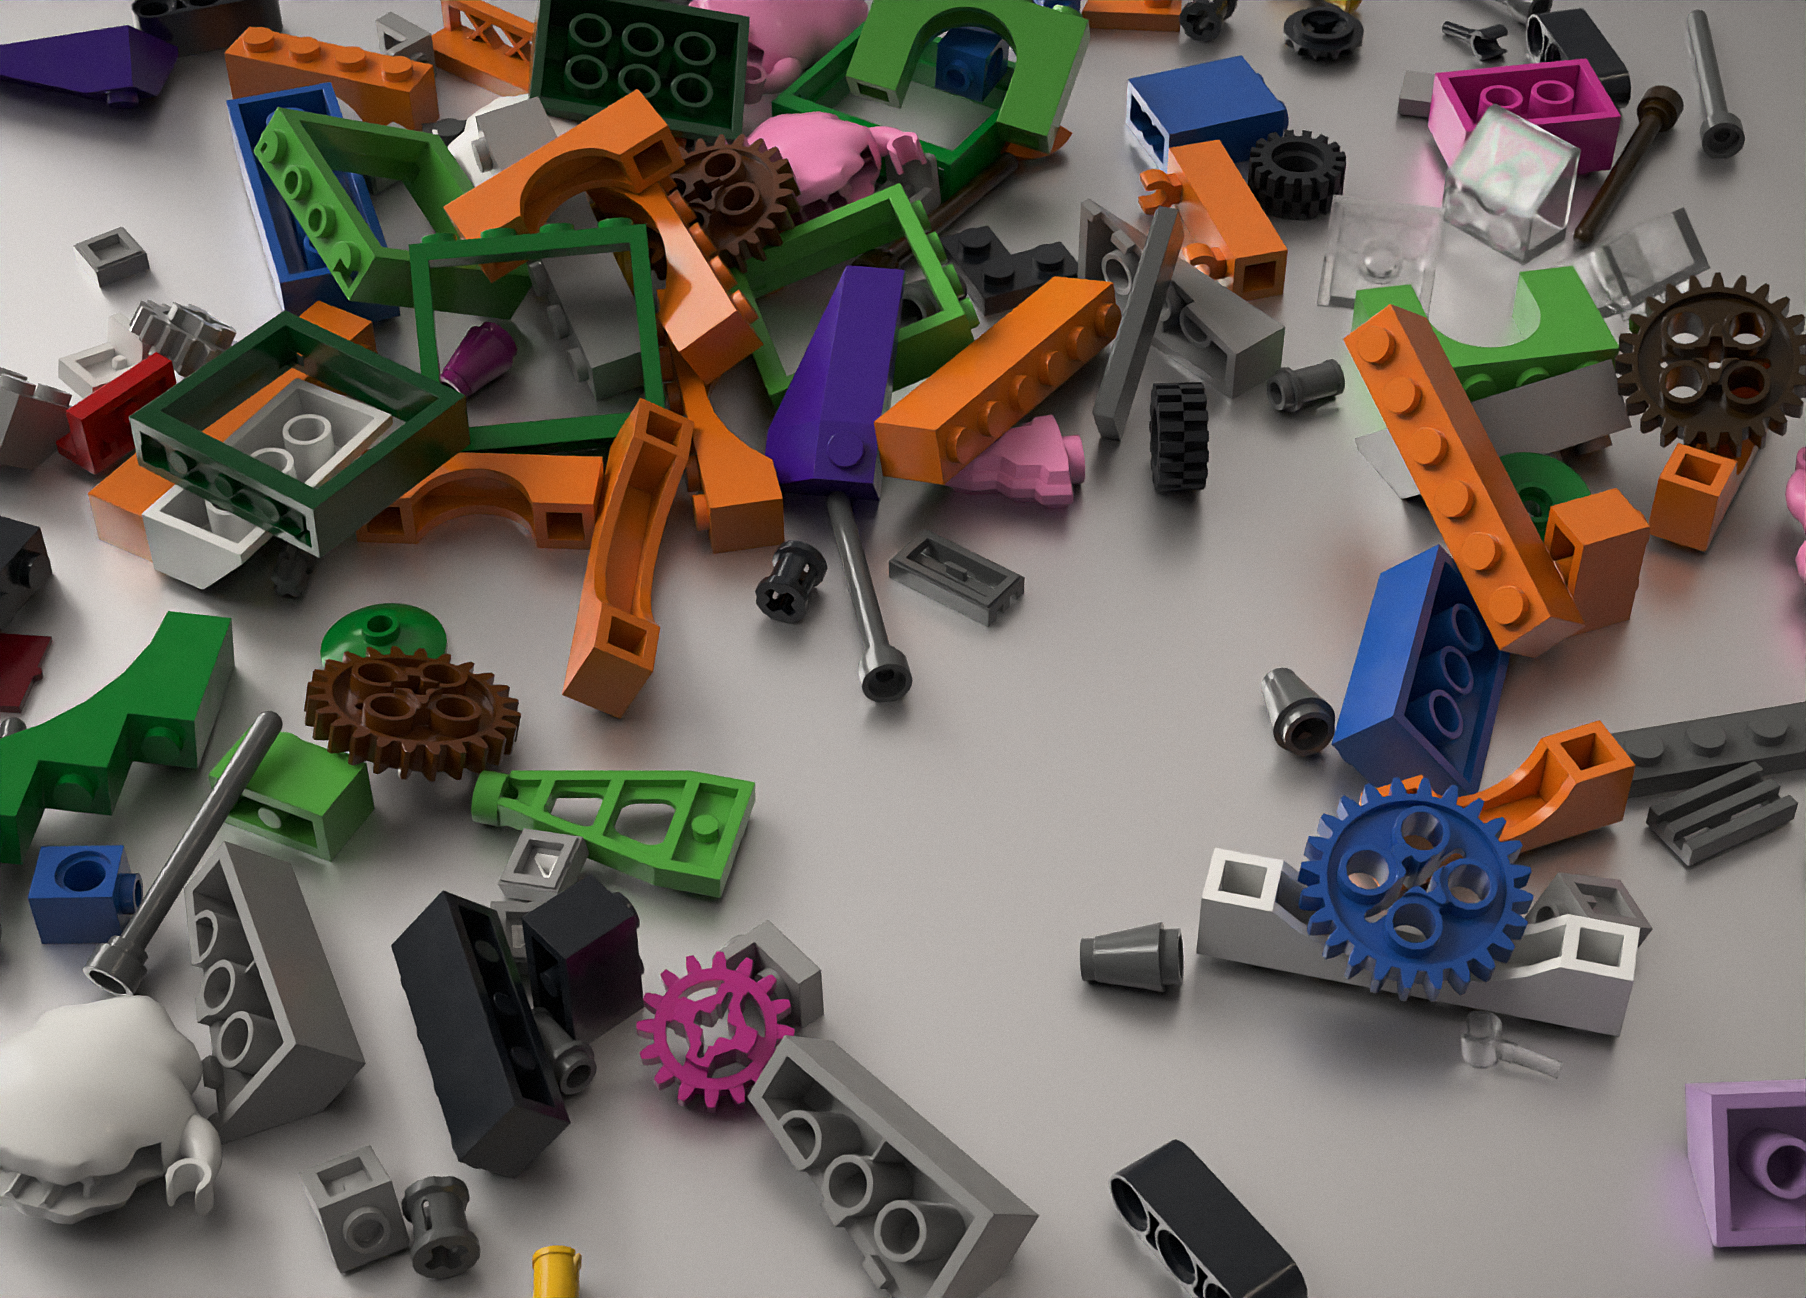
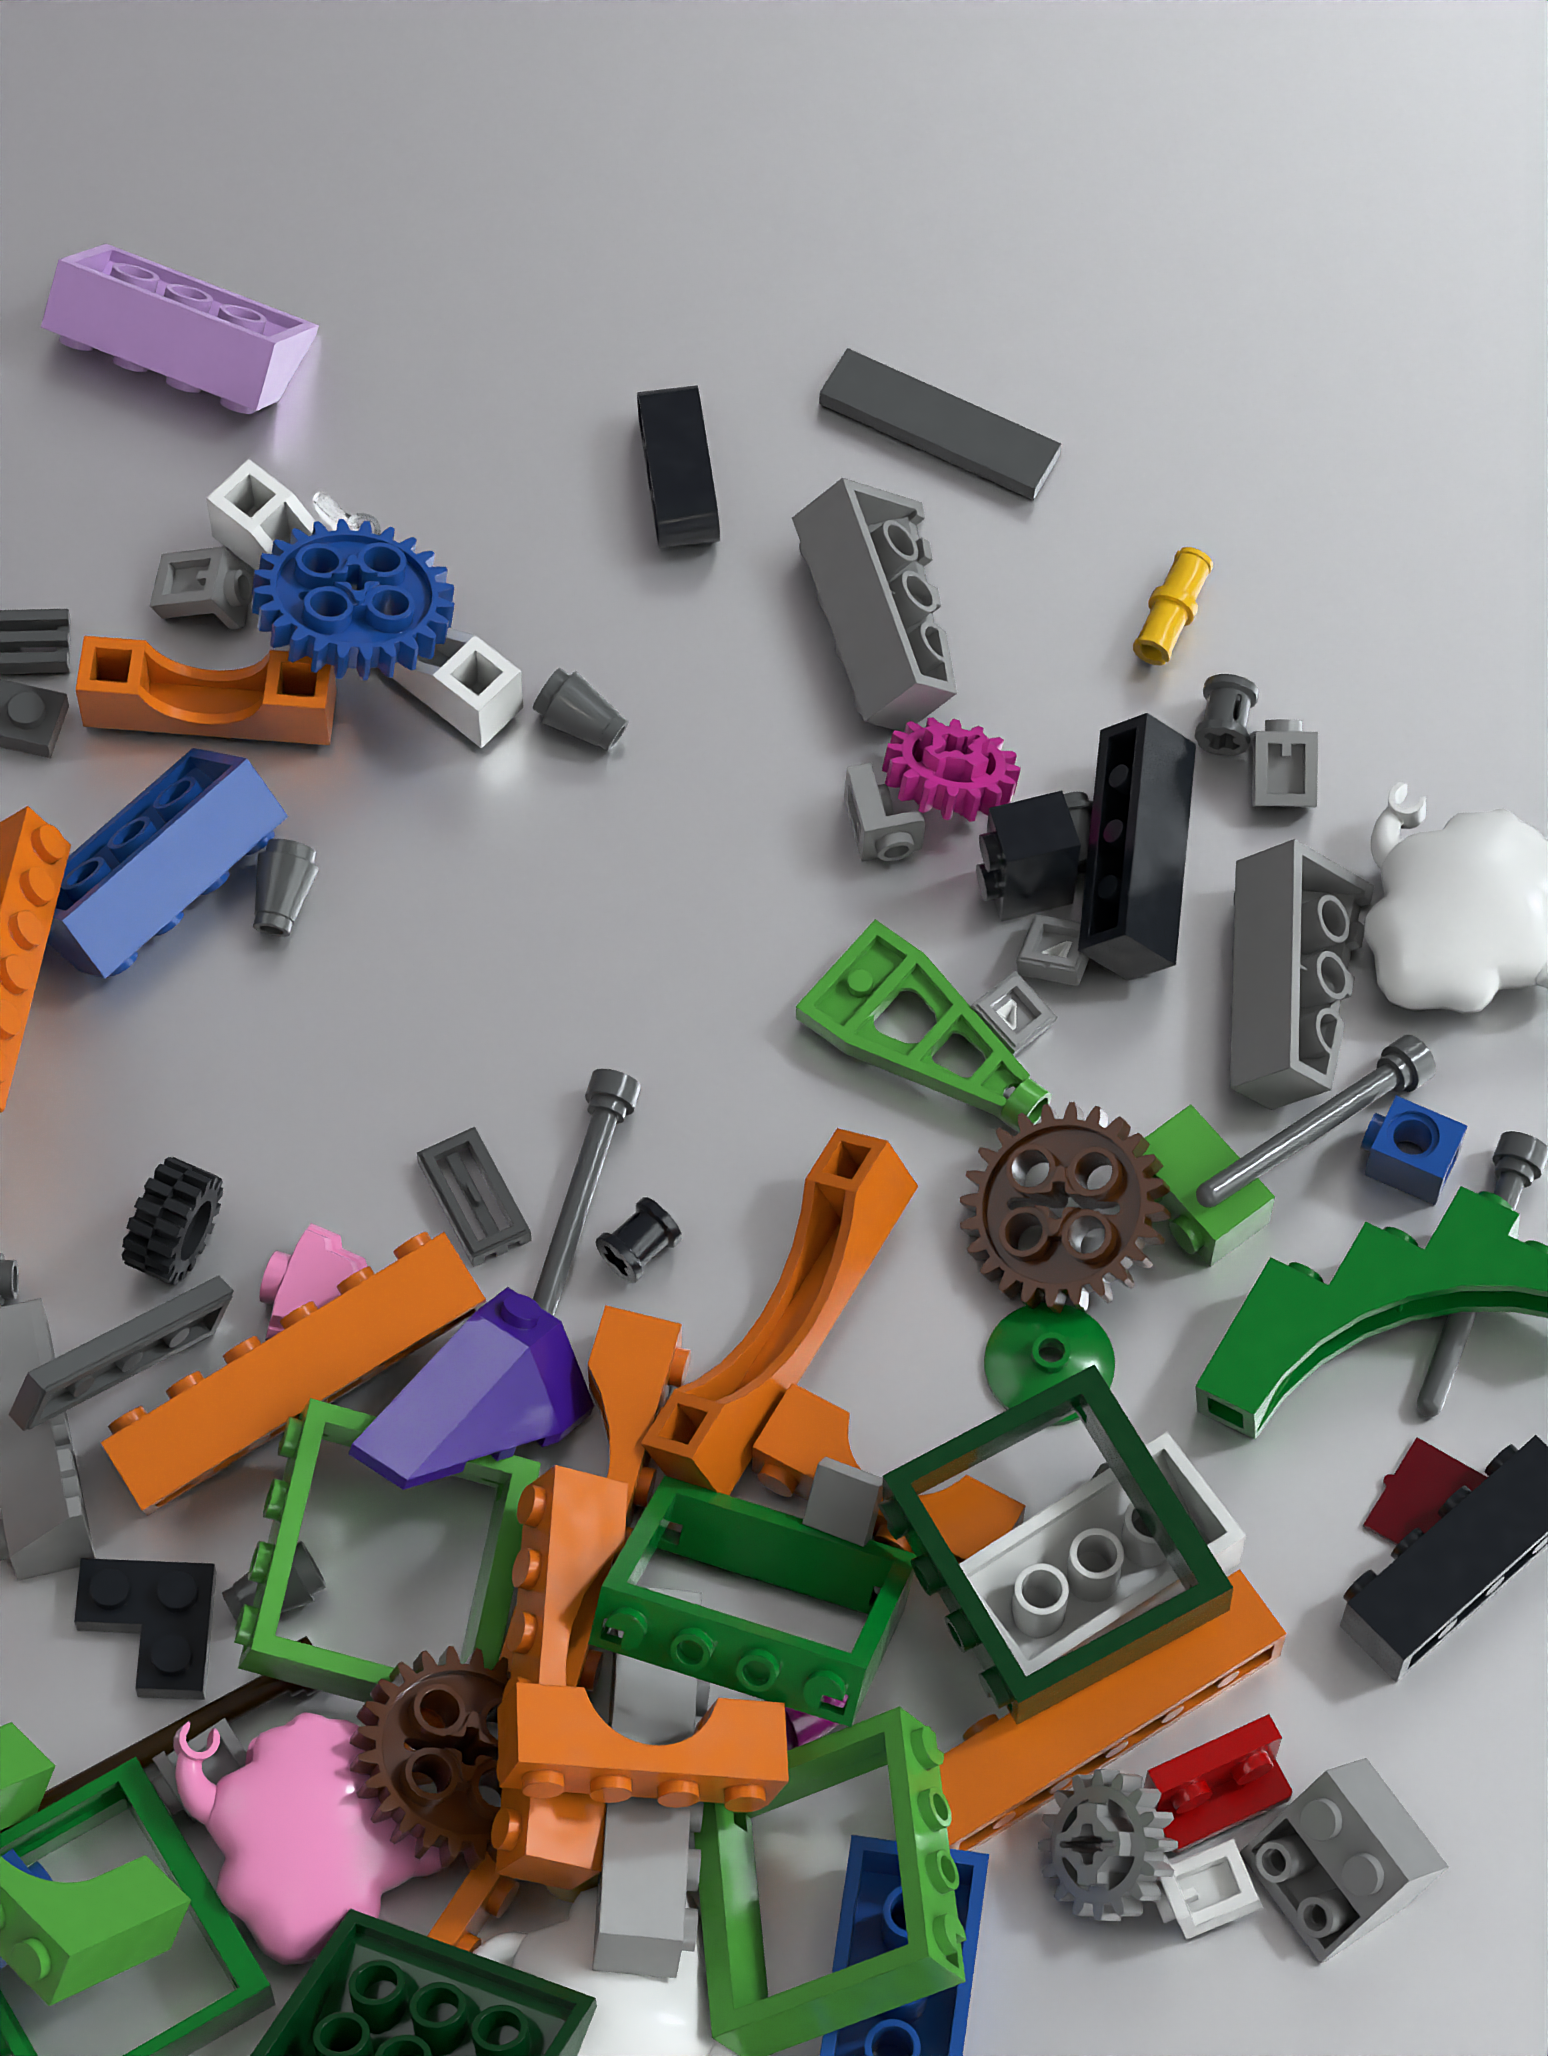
camera: 155 degrees left, 20 degrees up
(503, 439) = (844, 1501): none -> light grey tile

